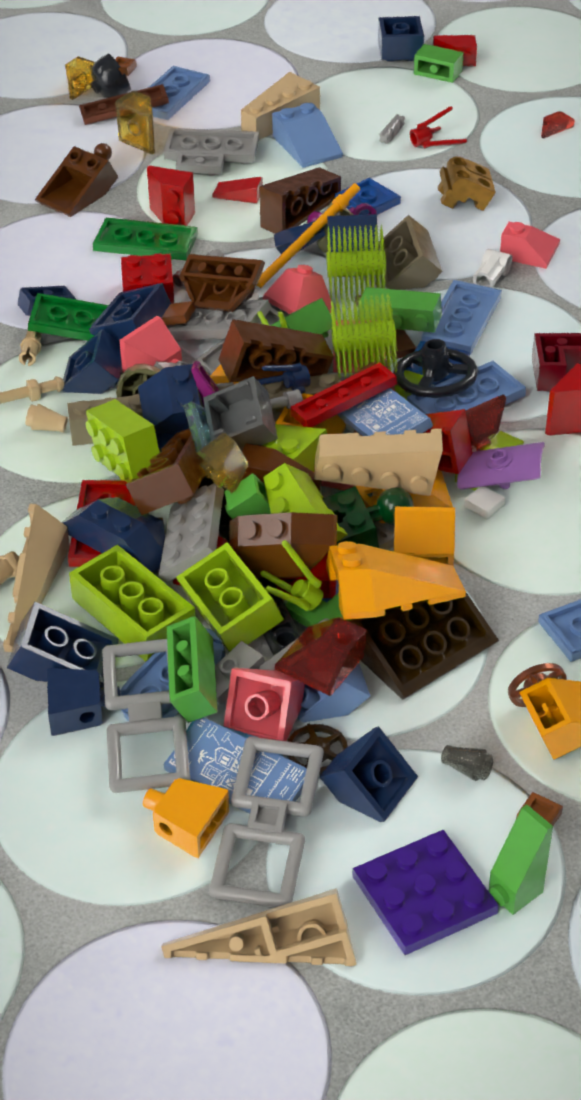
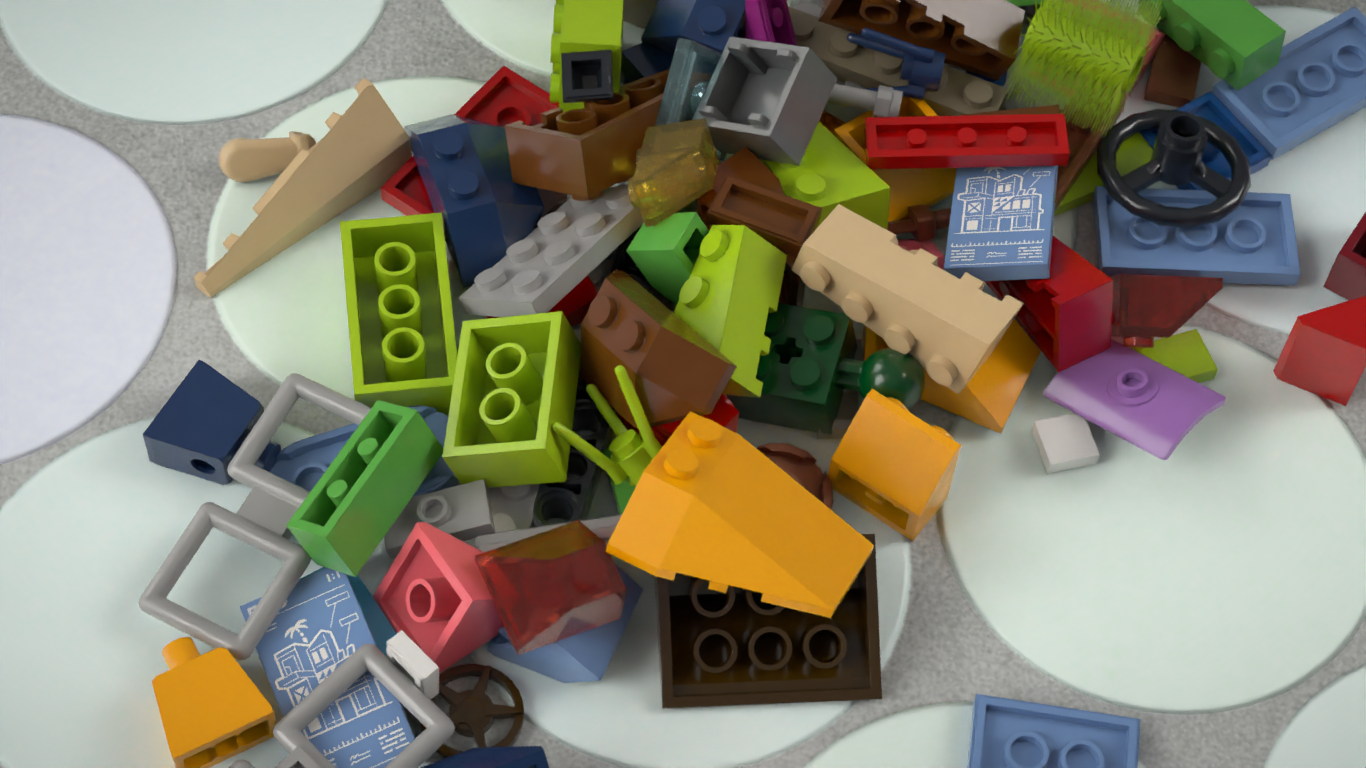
camera: 30 degrees right, 15 degrees up
(56, 641) = (256, 330): dark blue slope -> none
(146, 447) = (587, 76): none -> black slope
(266, 462) = (771, 215): none -> reddish brown tile
(277, 730) = (414, 663): none -> white tile

